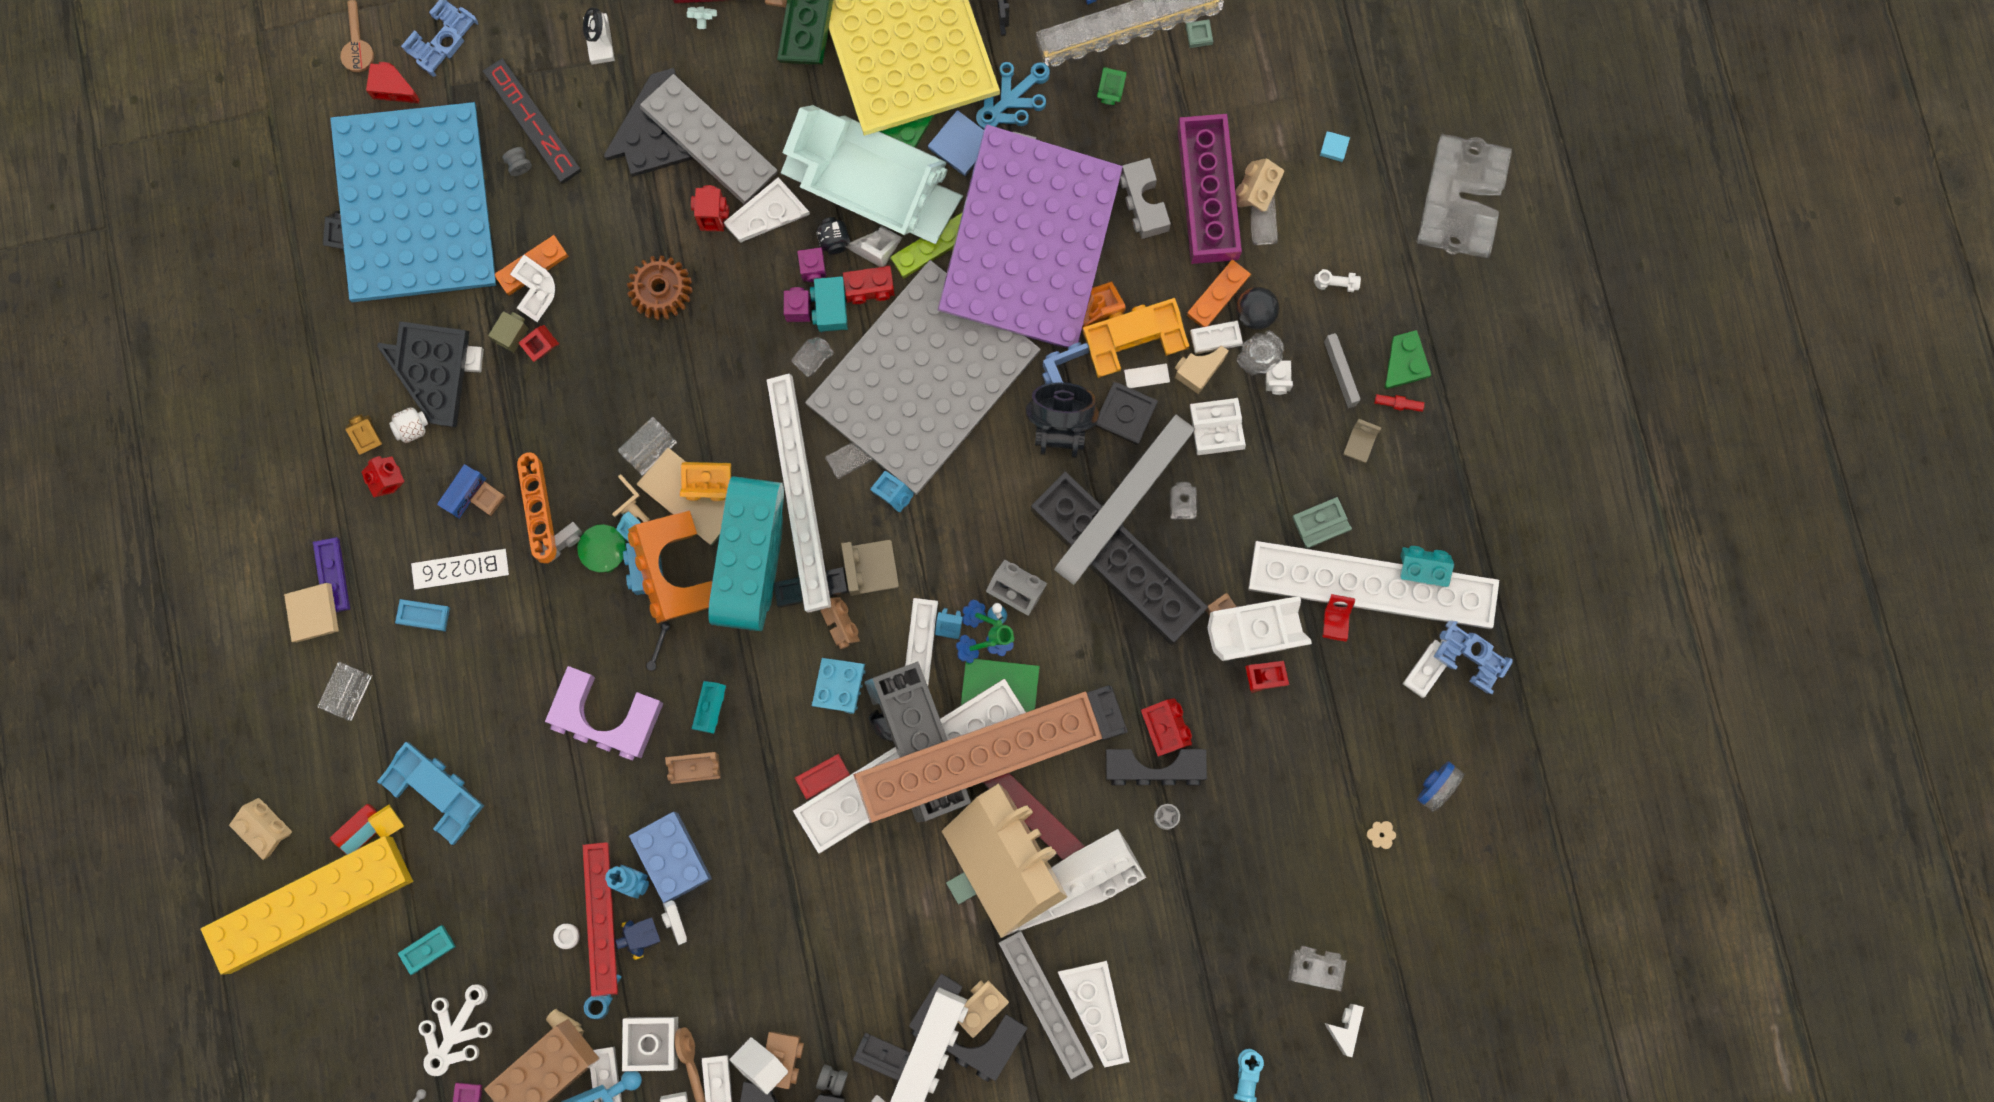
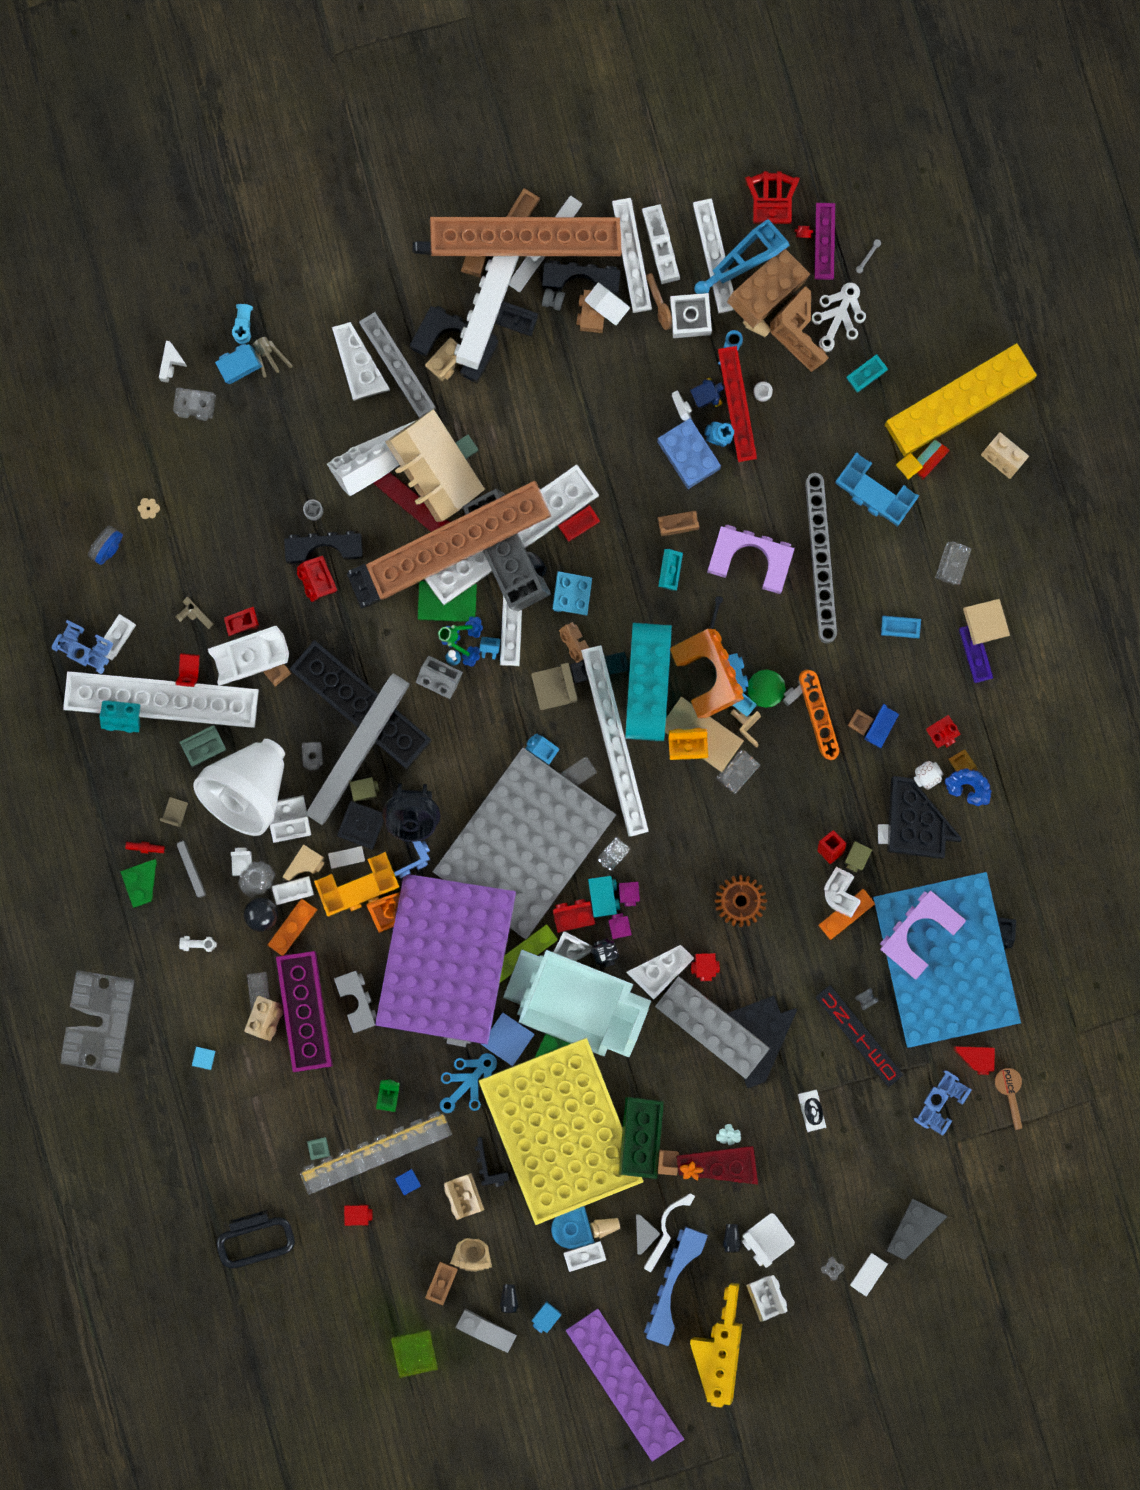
camera: 175 degrees right, 5 degrees up
(350, 413) = (973, 778): none -> blue piece
(427, 257) = (929, 907): none -> lavender arch
(460, 569) = (876, 665): white sticker -> none
(519, 720) = (823, 548): none -> light grey beam
(526, 1017) = (788, 328): none -> medium nougat bracket
(1120, 454) = (364, 789): none -> olive brick
(1222, 1039) = (263, 347): none -> dark tan plant
(1256, 1020) = (239, 363): none -> dark azure brick
(1270, 463) = (244, 787): none -> white cone
(1327, 693) = (193, 613): none -> dark tan hose

